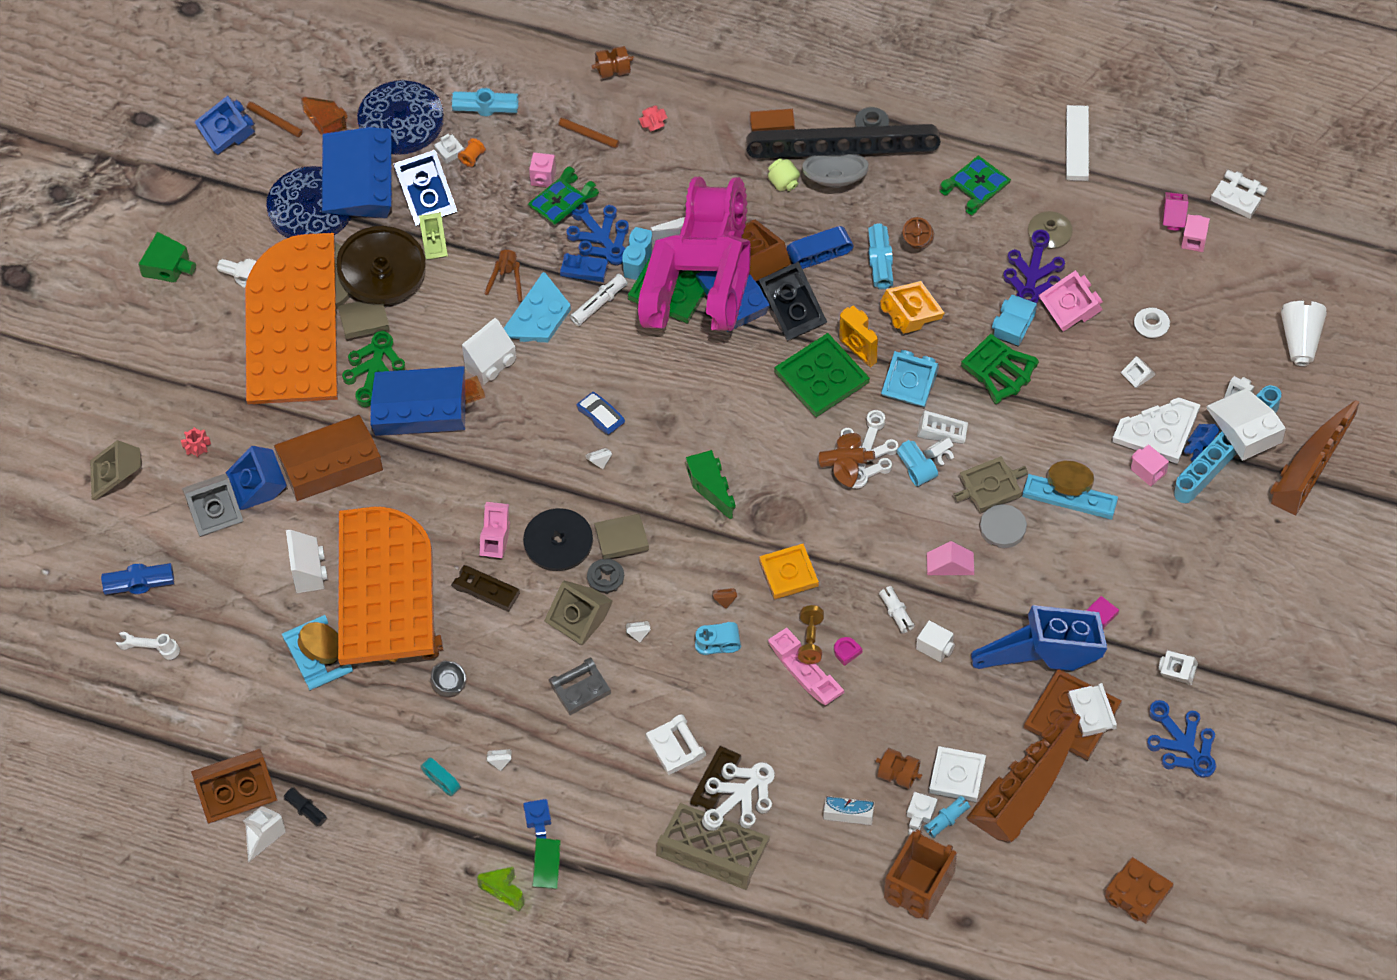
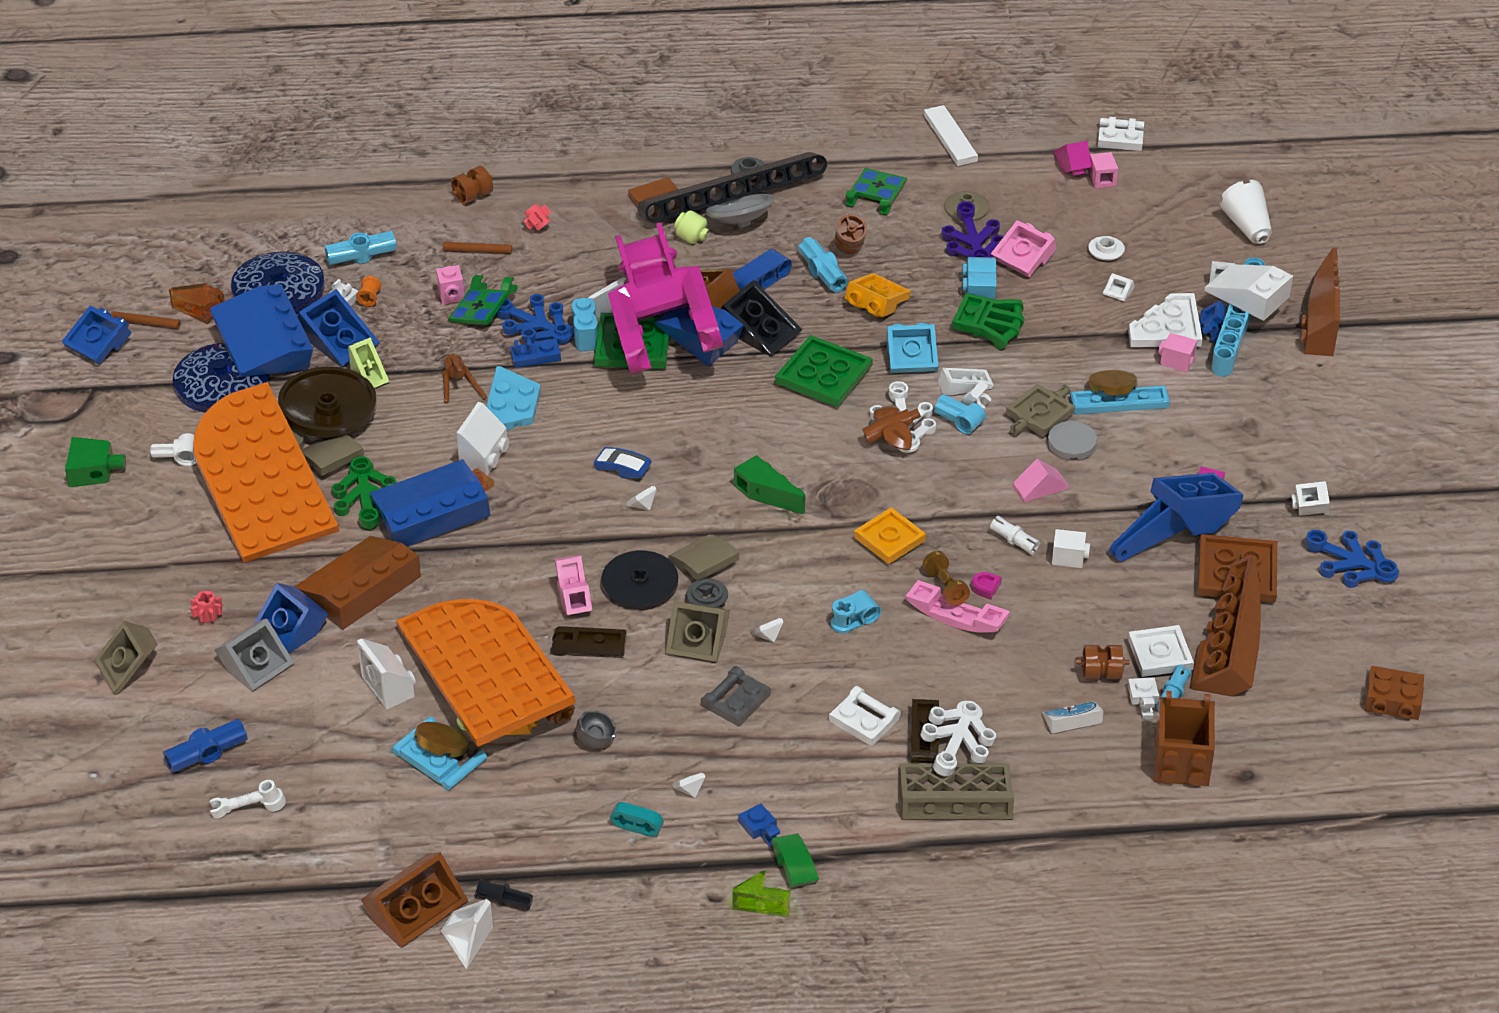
camera: 25 degrees left, 15 degrees down
(605, 294) = (570, 366): white pin -> none
(725, 596) = (840, 576): dark orange slope -> none
(856, 336) = (844, 325): light orange plate -> none
(1093, 709) = (1267, 556): white plate -> none

